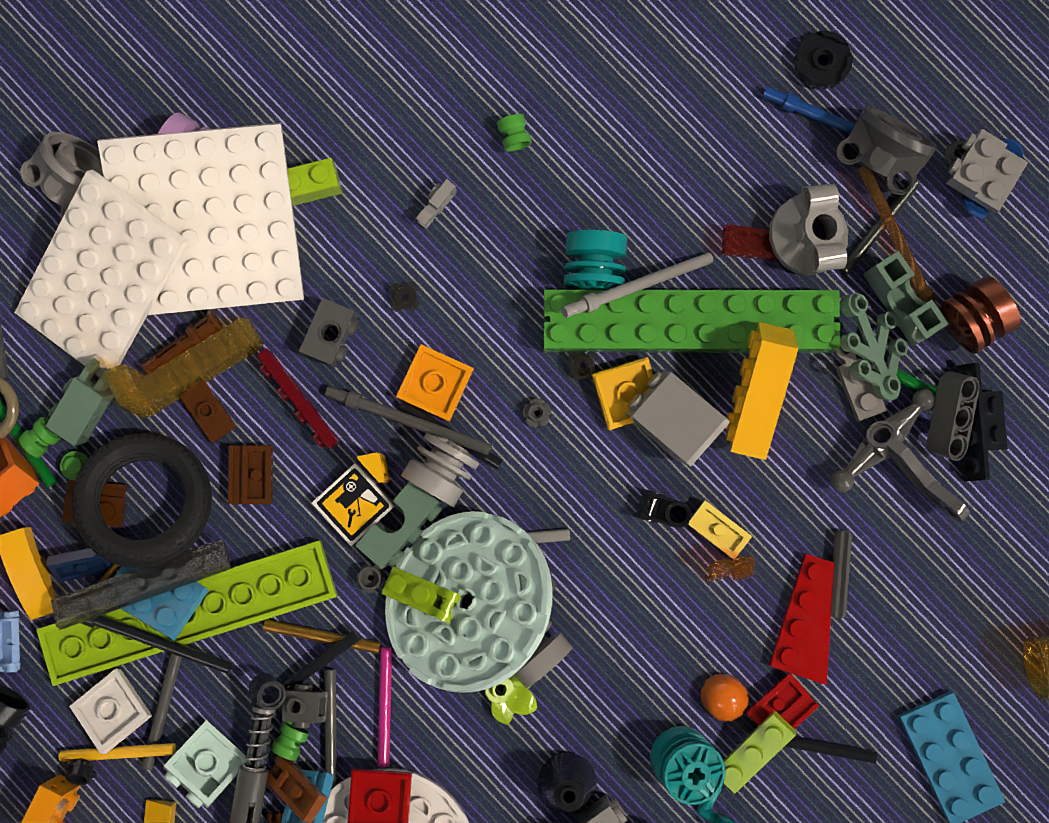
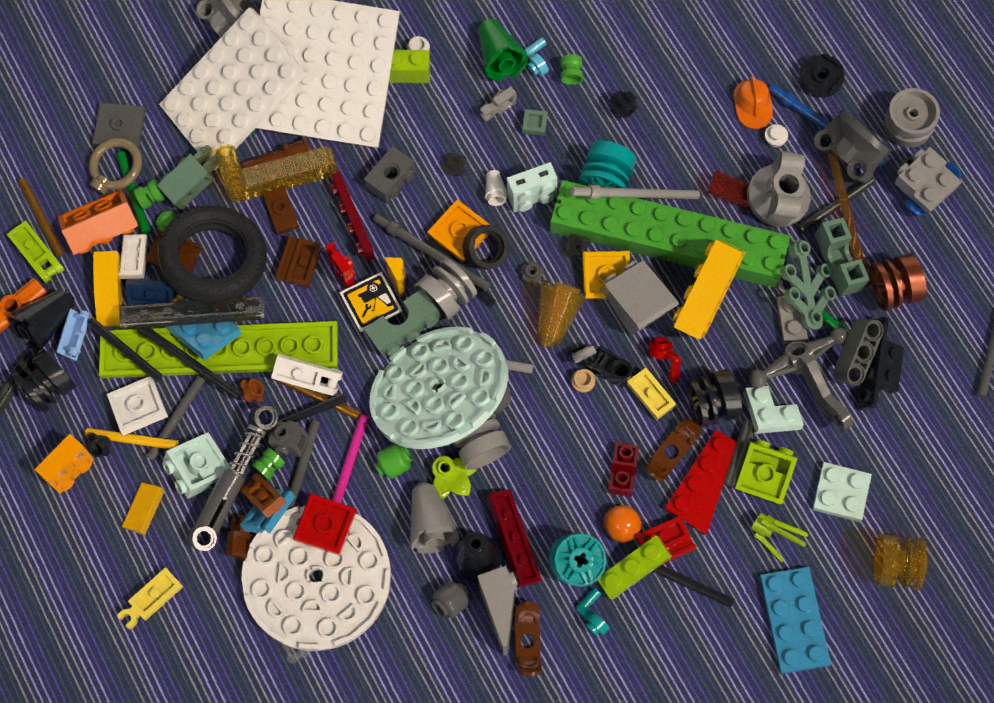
camera: 15 degrees right, 15 degrees down
(46, 522) = (133, 256): none -> white plate
(73, 647) = (124, 349): none -> black bar
(249, 651) = (252, 390): none -> dark orange plate
(303, 620) = (306, 374): none -> white plate
(306, 473) = (342, 265): none -> red plate
(315, 149) = (418, 43): none -> white plate
(363, 581) = (367, 355): dark grey plate -> none
(418, 131) = (500, 51): none -> green cone
(420, 594) = (404, 375): lime plate -> none
(435, 701) = (393, 460): none -> bright green head
(463, 317) = (495, 189): none -> white cone
(468, 136) = (536, 62): none -> medium azure plate
(487, 215) = (534, 122): none -> sand green plate
(492, 405) = (502, 247): none -> black tyre
(500, 757) = (430, 521): none -> light grey cone
(514, 303) = (532, 187): none -> light aqua piece
(581, 459) = (557, 311): none -> clear yellow cone
(590, 163) = (623, 104): none -> black gear
(604, 752) = (513, 538): none -> dark red plate
(623, 502) = (581, 353): none -> tile
(634, 533) = (583, 380): none -> tan plate
(709, 630) = (623, 469): none -> dark red slope
(723, 475) = (662, 349): none -> red plate
(738, 568) = (654, 422): clear orange plate -> none
(747, 118) = (753, 103): none -> orange piece
(752, 614) = (682, 438): none -> reddish brown piece
(786, 155) = (776, 135): none -> white plate
(802, 518) = (720, 396): none -> black wheel
(865, 523) = (770, 418): none -> light aqua plate
(879, 590) = (766, 471): none -> lime plate
(892, 658) = (766, 525): none -> lime plant
(948, 91) = (911, 117): none -> light grey wheel
(969, 589) = (842, 492): none -> light aqua plate

